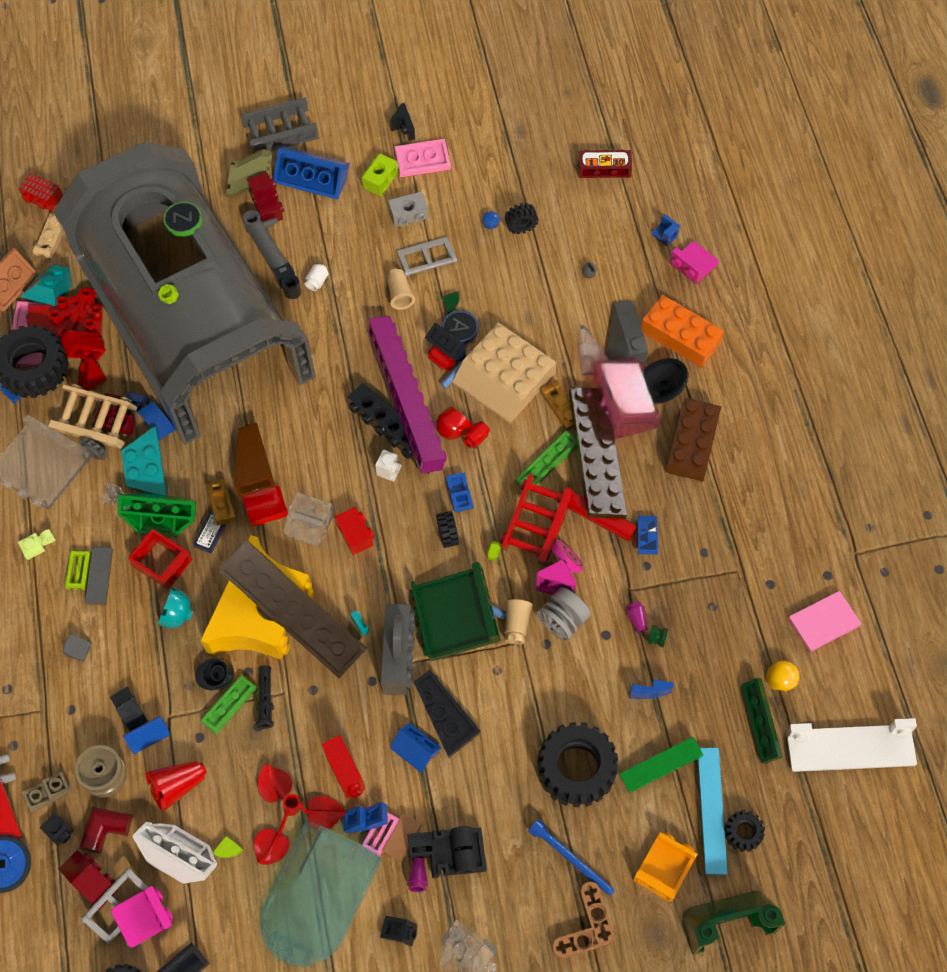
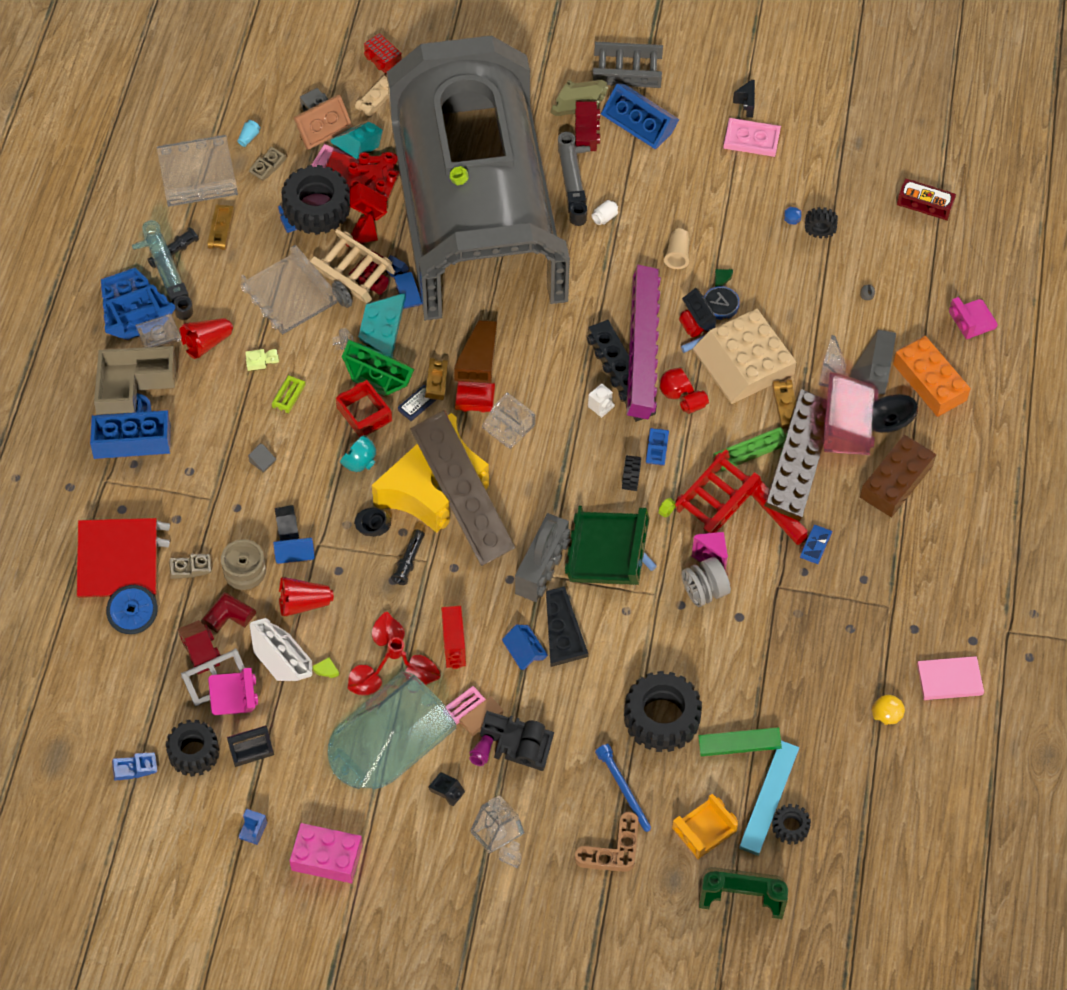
camera: 20 degrees right, 5 degrees down
(57, 829) = (188, 599): black bracket -> none
(99, 576) = (304, 405): dark grey tile -> none
(182, 218) = (498, 114): black tile -> none
(228, 704) = (375, 552): bright green tile -> none
(354, 530) = (546, 445): red brick -> none
(356, 619) = (517, 525): teal tile -> none
(364, 819) = (451, 687): blue slope -> none
(379, 174) = (704, 139): lime brick -> none
(408, 209) = (717, 179): light grey brick -> none
(452, 258) = (717, 219): light grey window -> none
(517, 620) = (661, 573): tan plant -> none
(563, 552) = (733, 536): dark pink tile -> none
(637, 616) = (774, 609): magenta cone -> none
(658, 636) = (786, 633): dark green wheel -> none
(658, 689) = (765, 678): blue slope -> none
(666, 231) = (960, 281): blue panel -> none
(761, 720) = (849, 738): dark green plate -> none
(851, 746) = (924, 792): white bracket -> none

